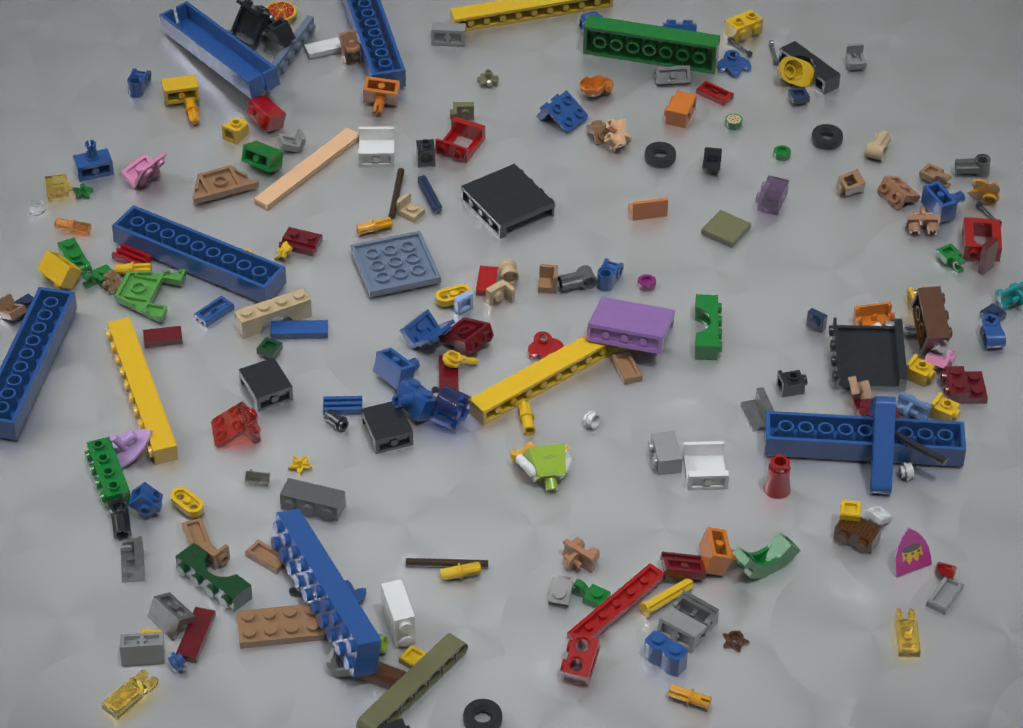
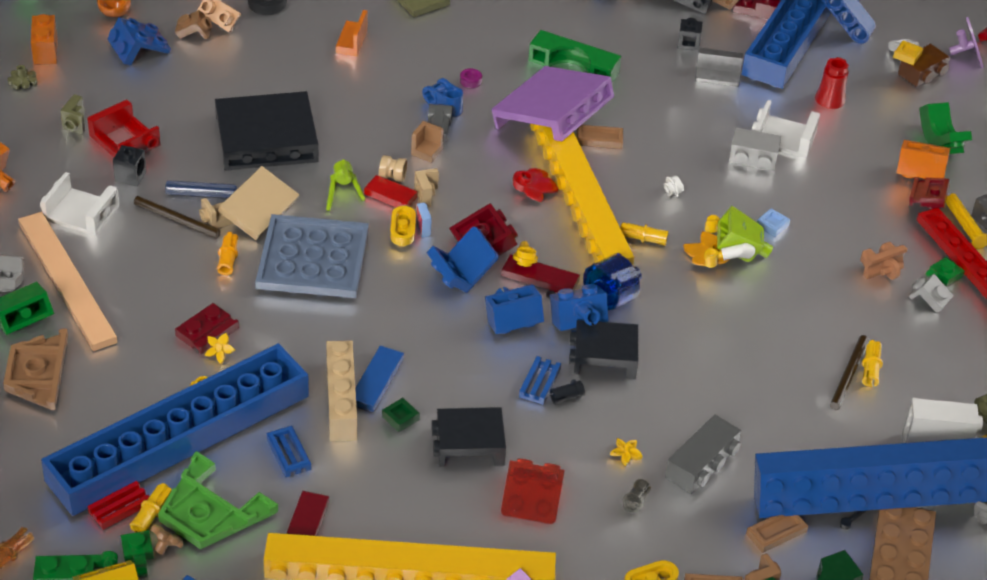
camera: 70 degrees left, 0 degrees up
(433, 221) = (256, 200): none -> tan tile
(487, 250) = (343, 175): none -> lime plant
(528, 71) = (44, 39): none -> orange brick
(590, 486) = (773, 222): none -> light blue tile

